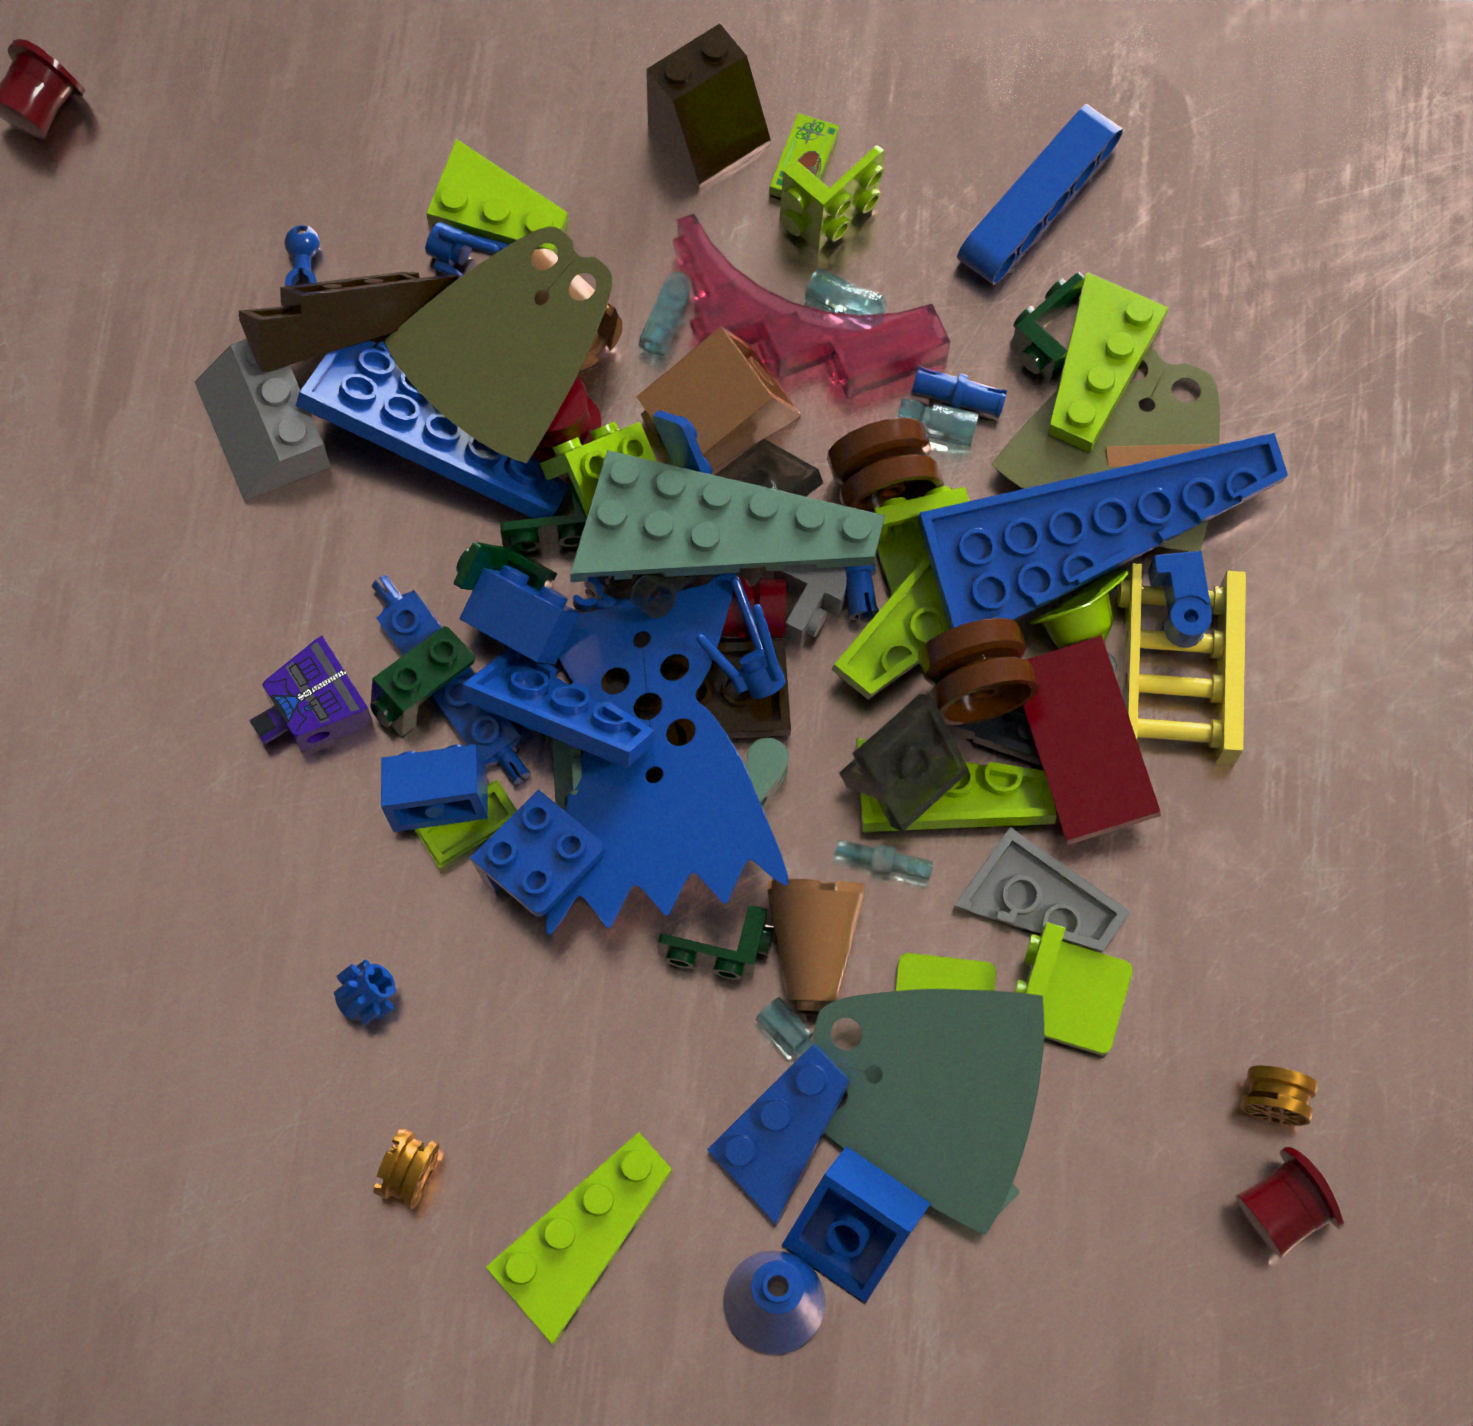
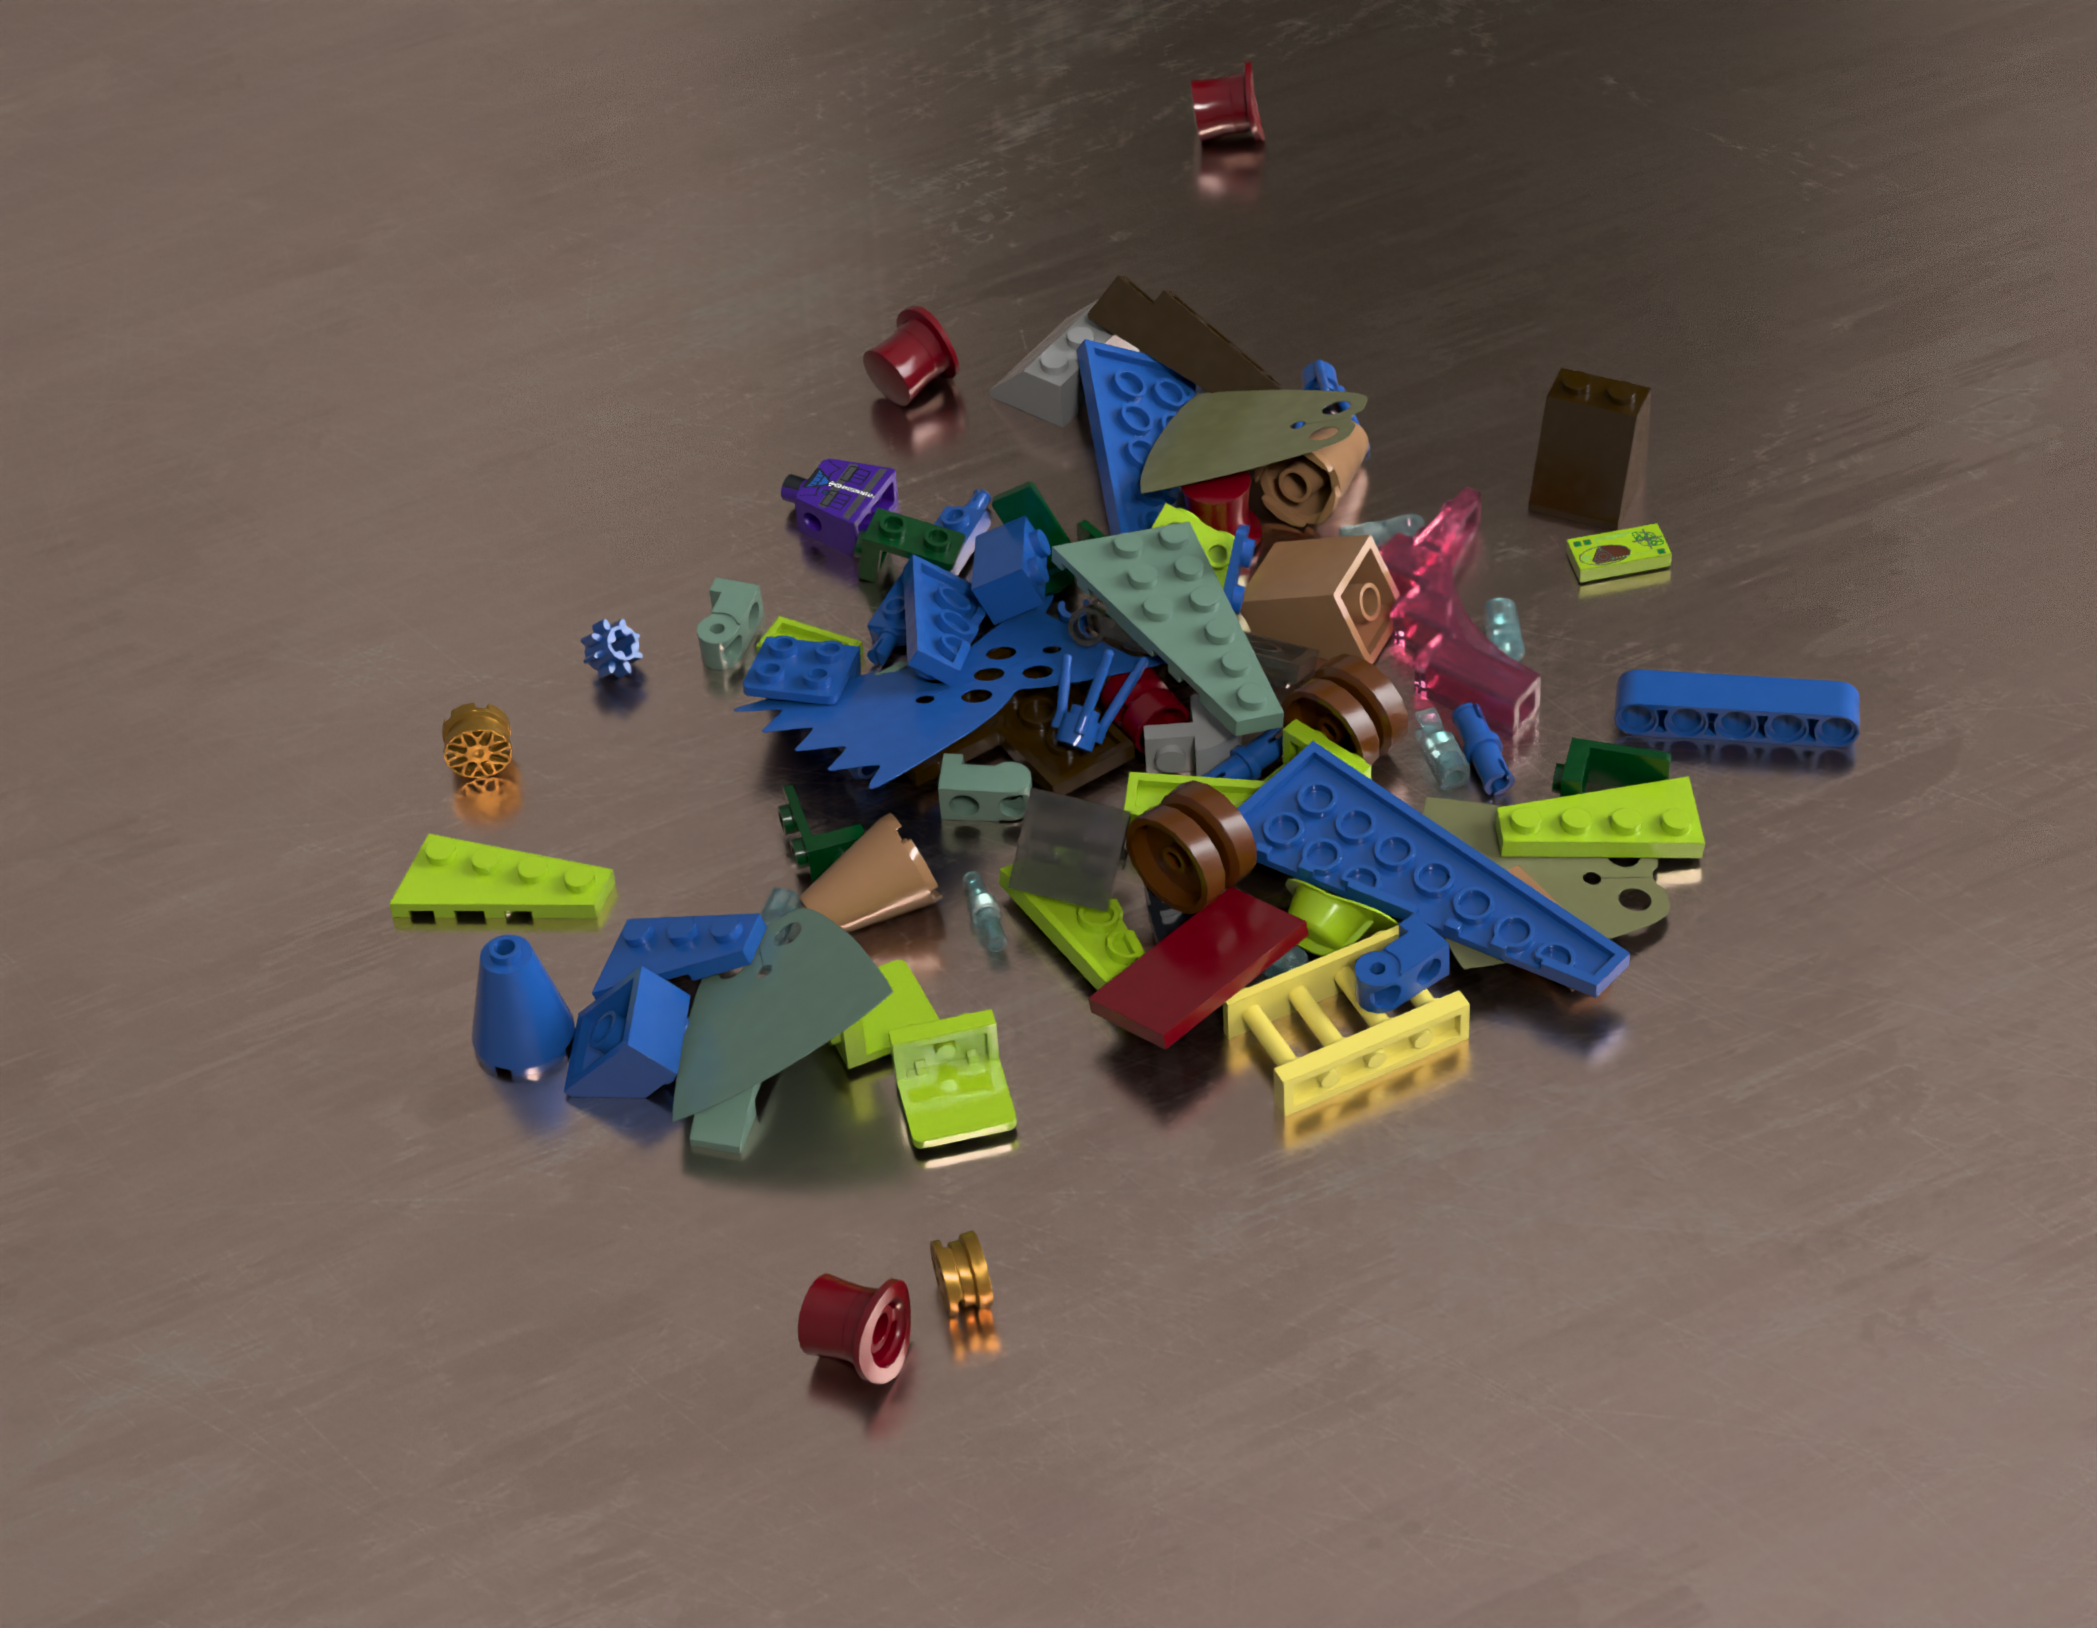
camera: 65 degrees right, 25 degrees down
(173, 537) = (911, 356): none -> dark red piece
(302, 249) = (1240, 312): blue arm -> none
(399, 872) = (732, 623): none -> sand green leg
(434, 787) = (817, 598): blue brick -> none
(490, 201) = (1394, 397): lime wing -> none
(824, 212) = (1588, 571): lime bracket -> none
(1031, 887) = (1034, 1027): light grey wing -> none

